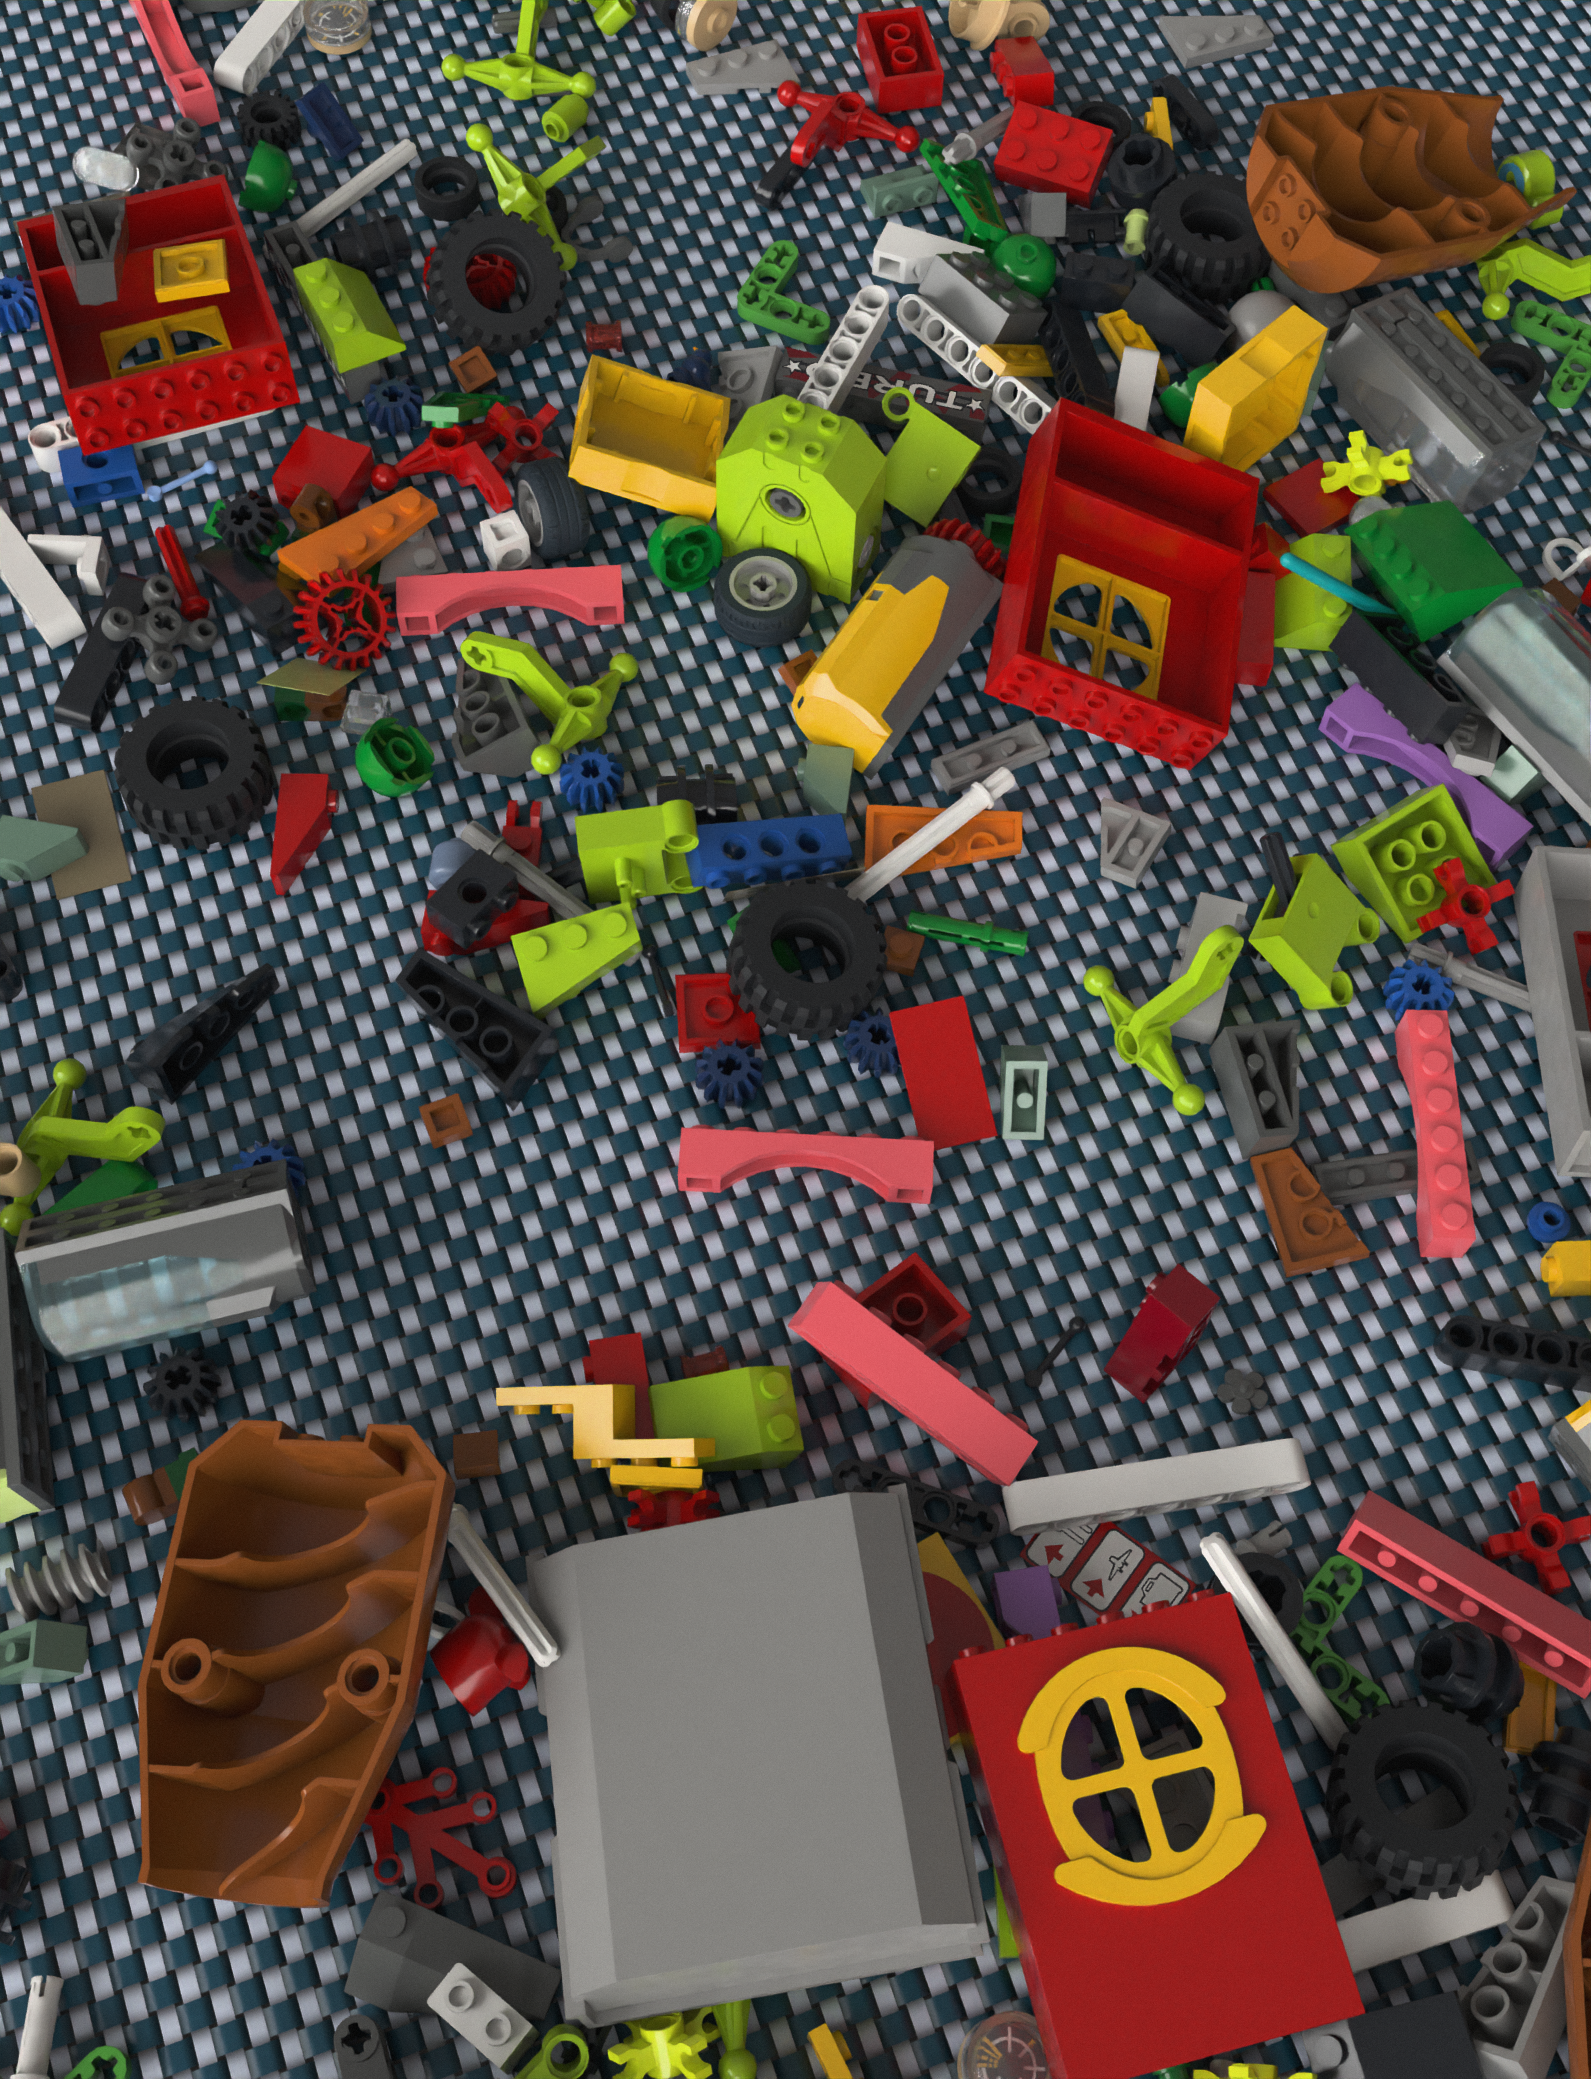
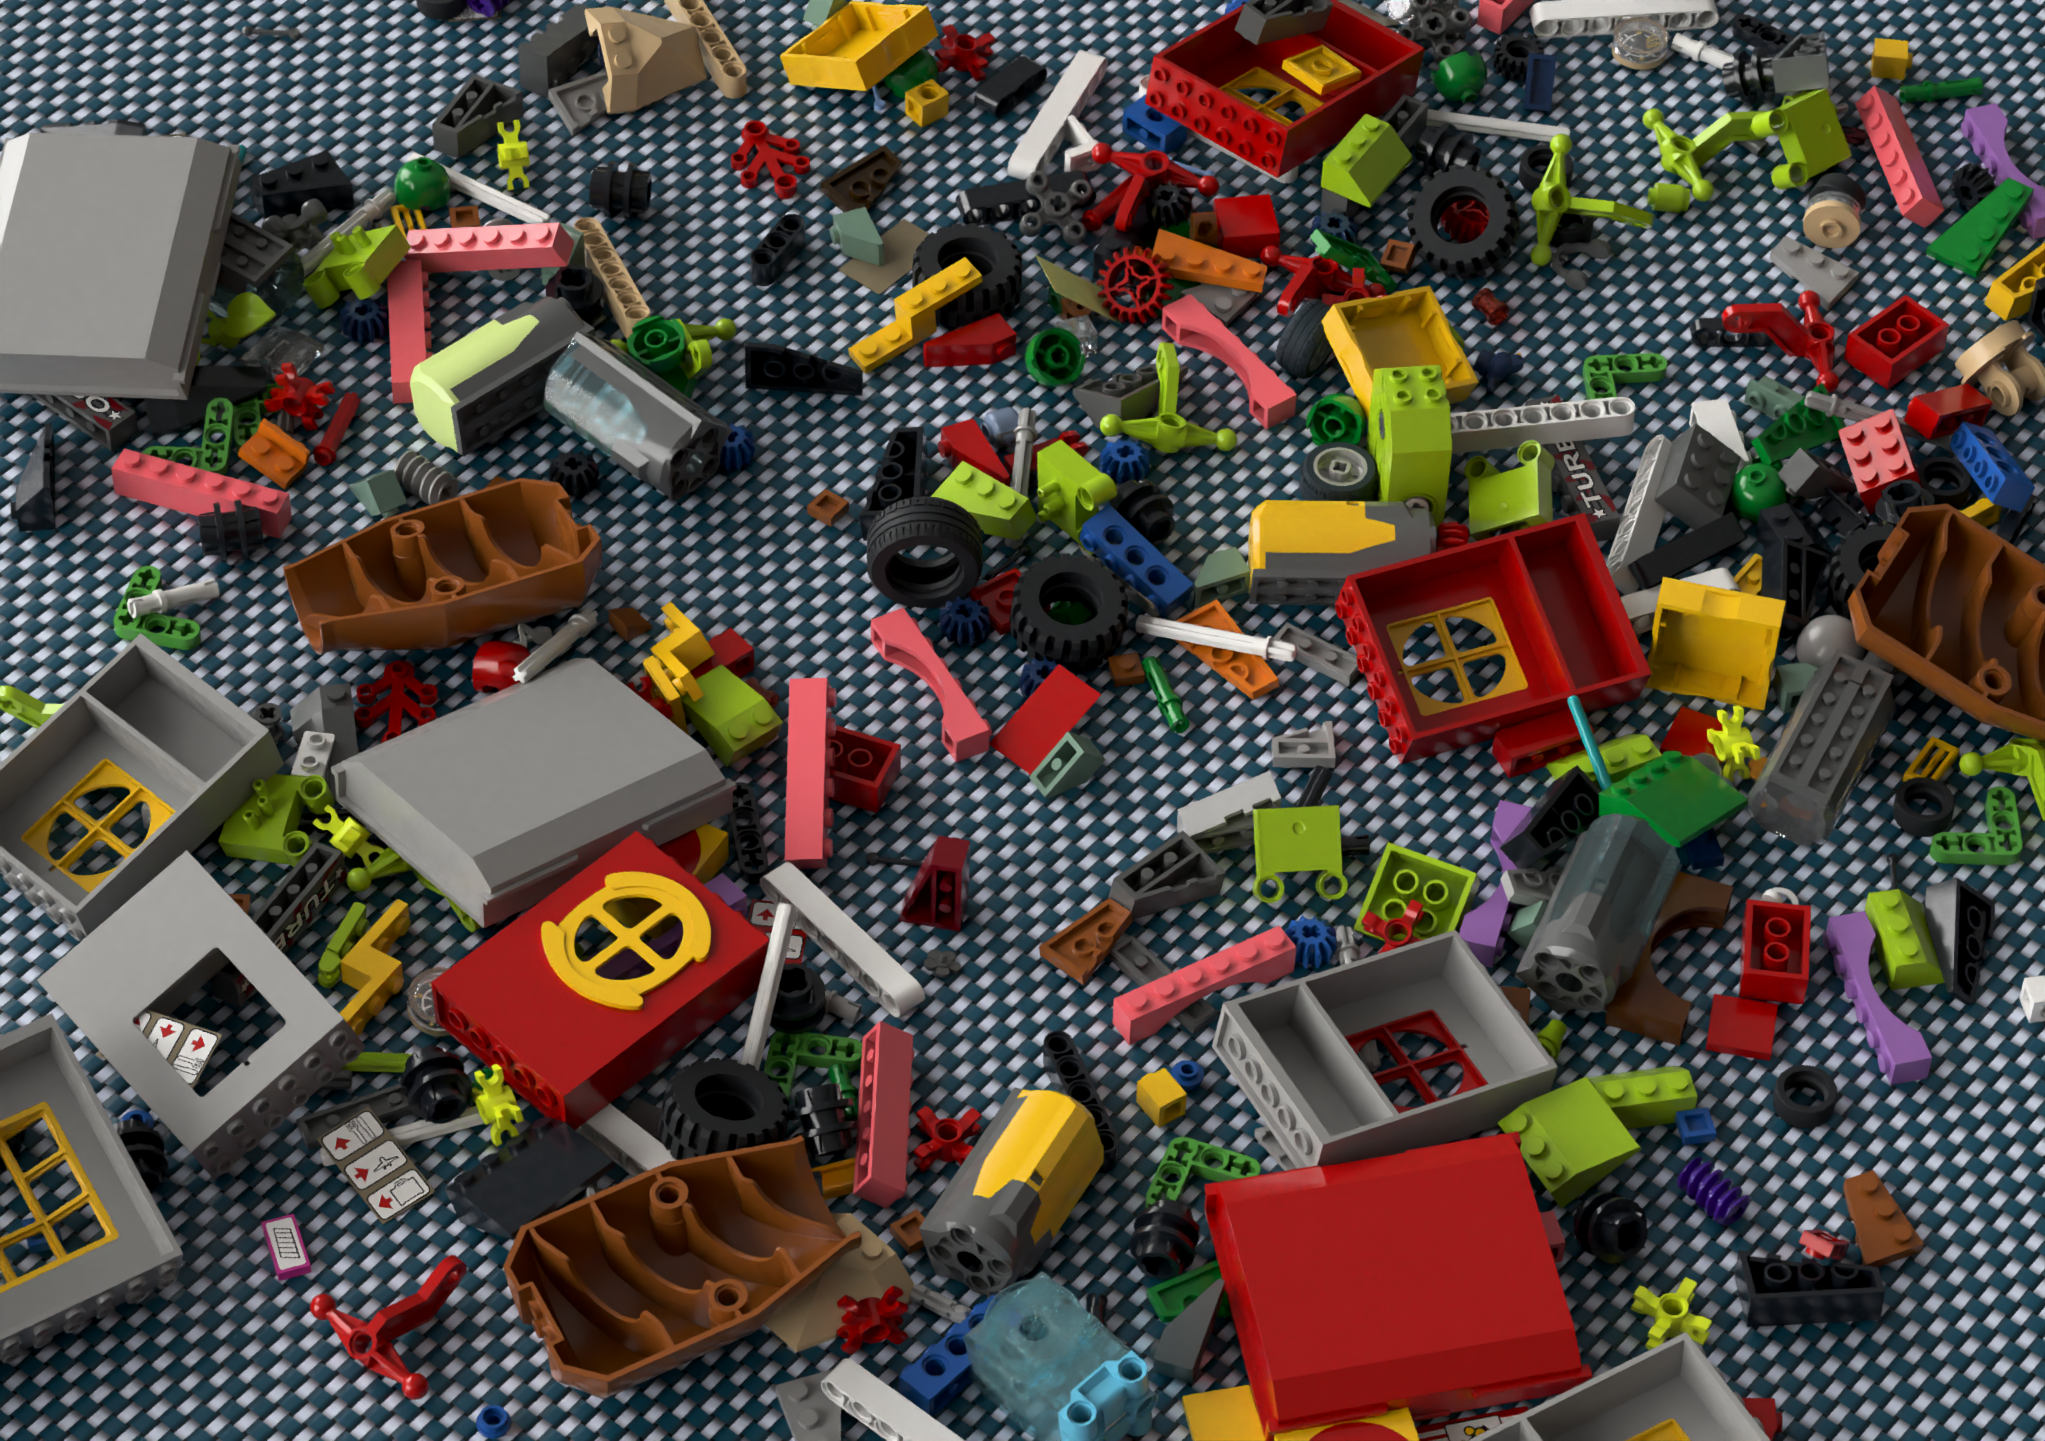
camera: 60 degrees right, 15 degrees down
(73, 1165) = (658, 344): none -> green cylinder
(200, 526) = (1146, 178): none -> red piece
(224, 858) = (915, 315): none -> yellow bracket
(476, 879) = (977, 434): black brick -> none
(506, 542) = (1265, 333): white brick -> none
(635, 1056) = (924, 522): none -> black tyre
(747, 379) = (1511, 396): light grey wing -> none
(1015, 360) = (1655, 514): yellow tile -> none
(1123, 79) = (1991, 466): none -> blue brick
(1144, 1032) = (1181, 794): lime piece -> none
(1267, 550) = (1609, 719): red brick -> none
(1399, 1617) = (846, 1088): none -> green pin

